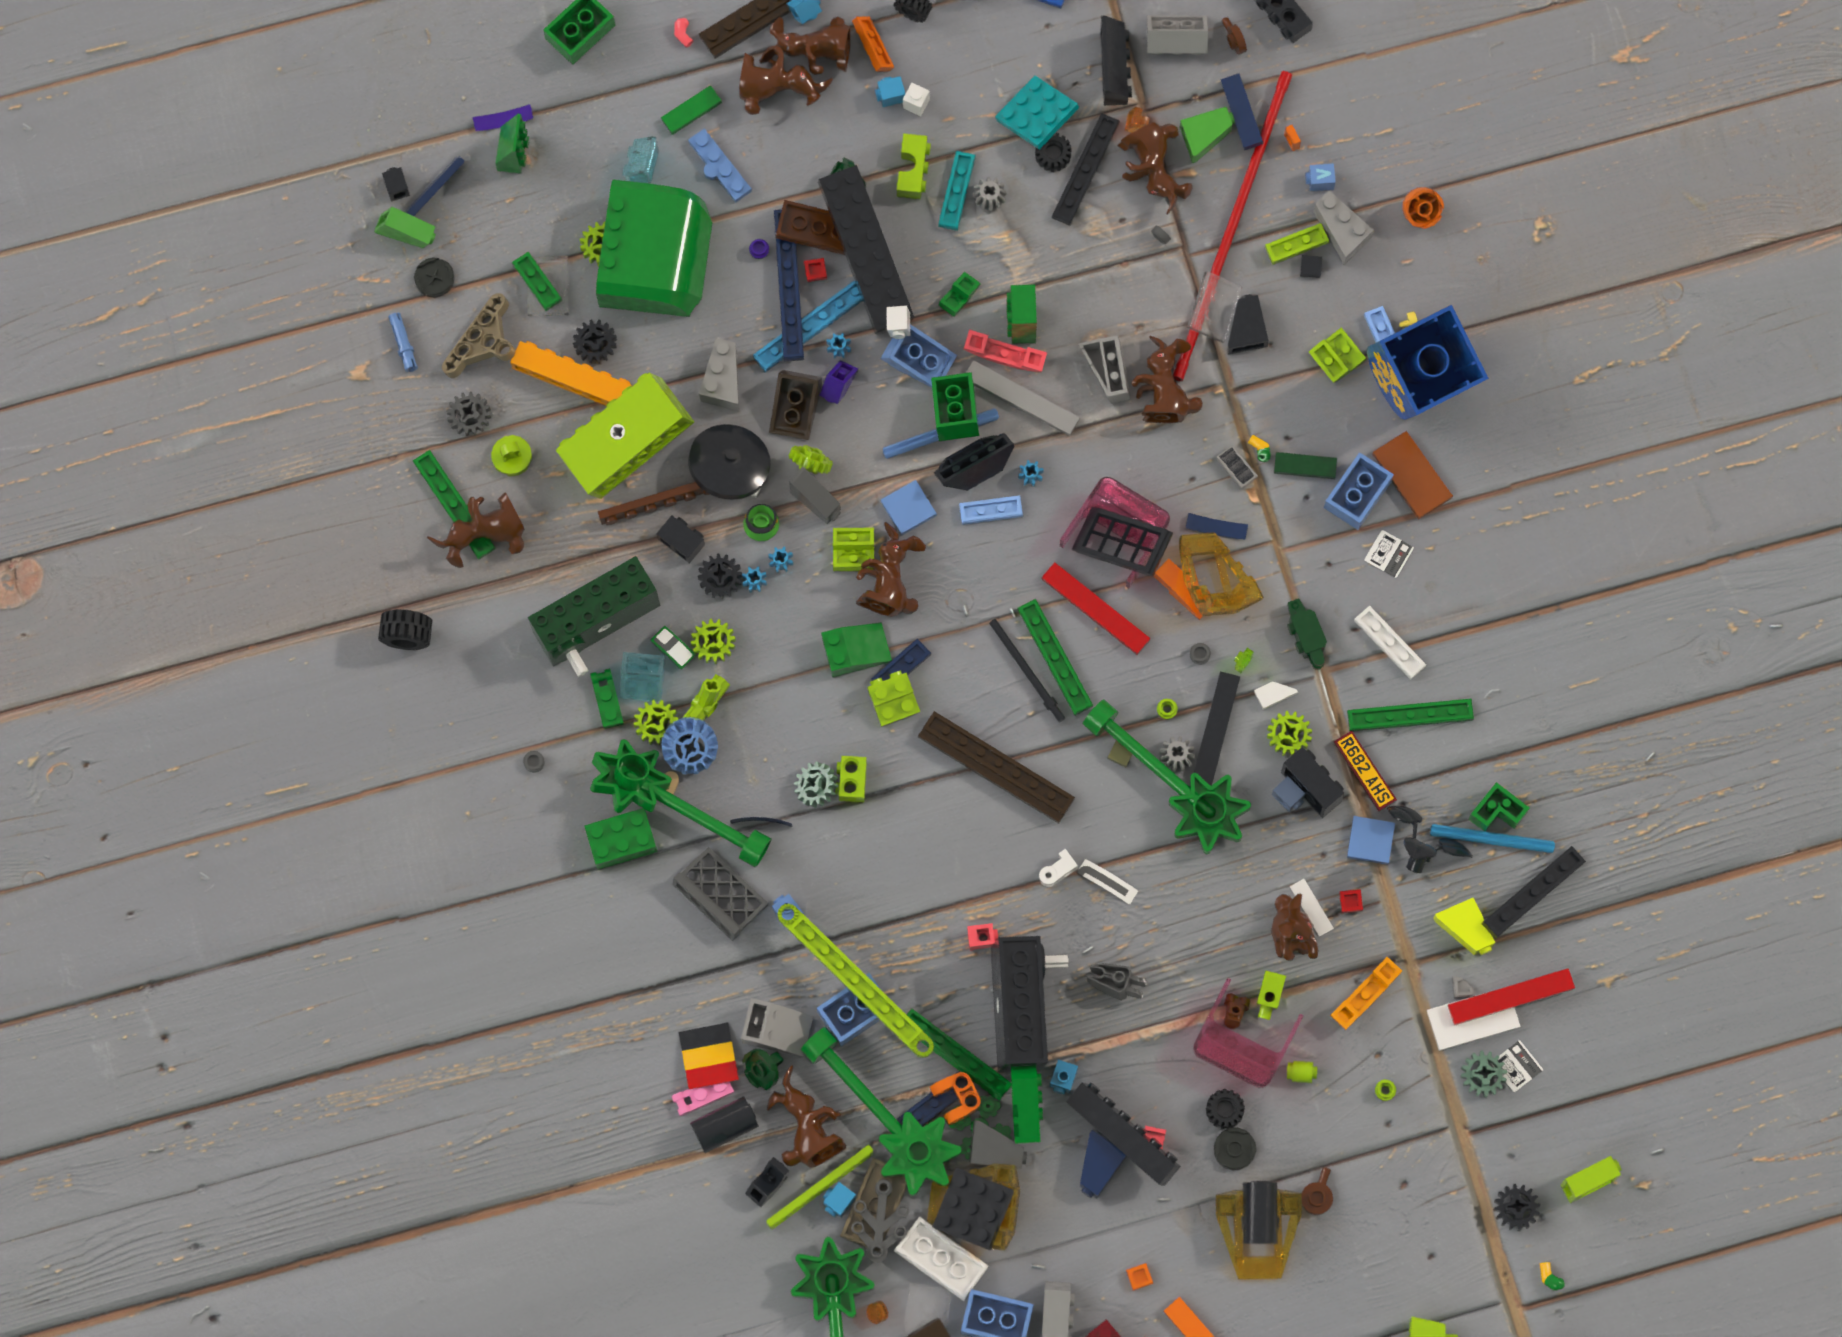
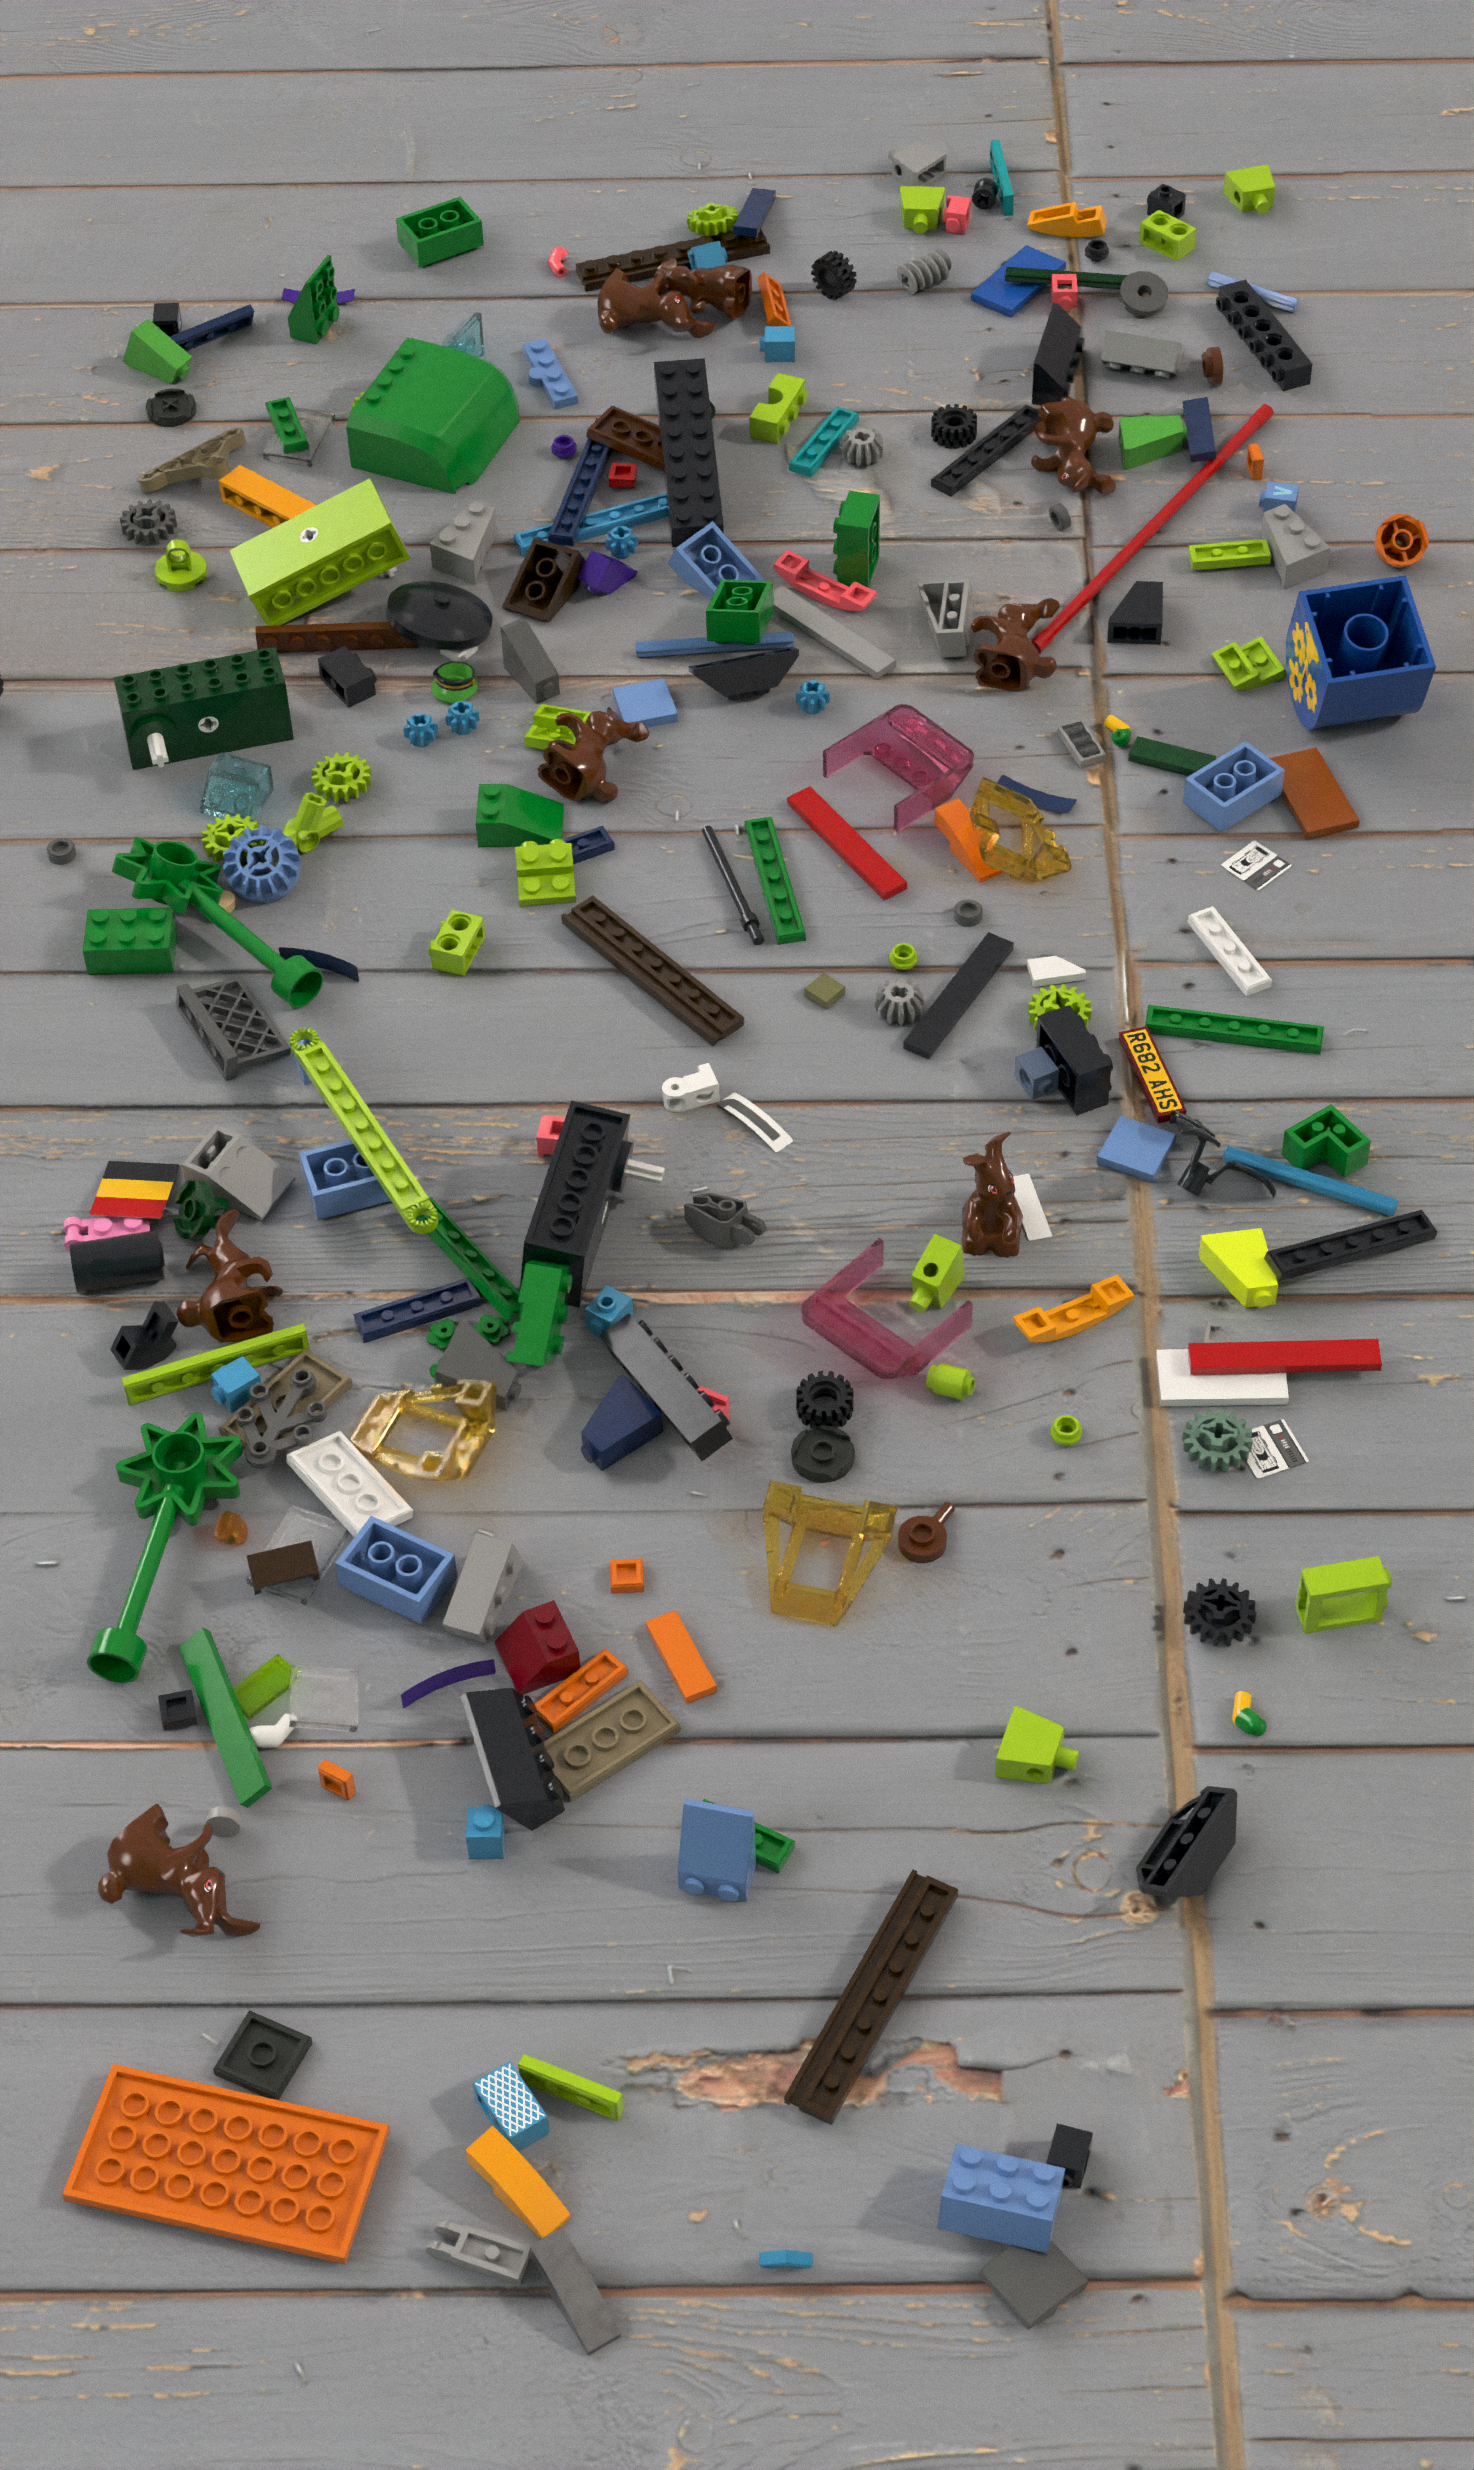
camera: 15 degrees right, 25 degrees down
(405, 349) = (104, 455): medium blue pin -> none
(449, 498) = (90, 602): green tile -> none
(498, 526) = (130, 616): reddish brown animal -> none
(603, 339) = (326, 484): black gear -> none
(607, 699) = (183, 809): green plate -> none
(672, 647) = (289, 776): slope -> none
(691, 110) = (538, 324): green tile -> none
(712, 576) = (378, 718): black gear -> none
(811, 459) = (542, 626): lime gear -> none
(815, 784) = (406, 936): sand green gear -> none
(898, 322) = (699, 511): white brick -> none
(915, 1149) = (363, 1343): green piece -> none
(916, 99) = (806, 353): white brick -> none
(959, 294) = (793, 527): green slope -> none
(962, 1094) = (461, 1286): orange piece -> none
(973, 1209) = (416, 1425): black plate -> none
(991, 510) = (748, 726): light blue tile -> none
(1037, 112) = (946, 386): teal plate -> none
(1156, 553) = (955, 768): black piece -> none
(1205, 808) = (907, 1061): green piece -> none
(1214, 307) = (1102, 588): clear tile -> none
(1235, 1010) = (878, 1291): reddish brown plate -> none
(1243, 659) = (1024, 925): clear neon green plate -> none
(1260, 1213) = (828, 1517): black piece -> none
(1308, 633) = (1119, 916): dark green hinge -> none
(1311, 266) = (1241, 580): black tile -> none
(1351, 901) = (1086, 1206): red plate -> none

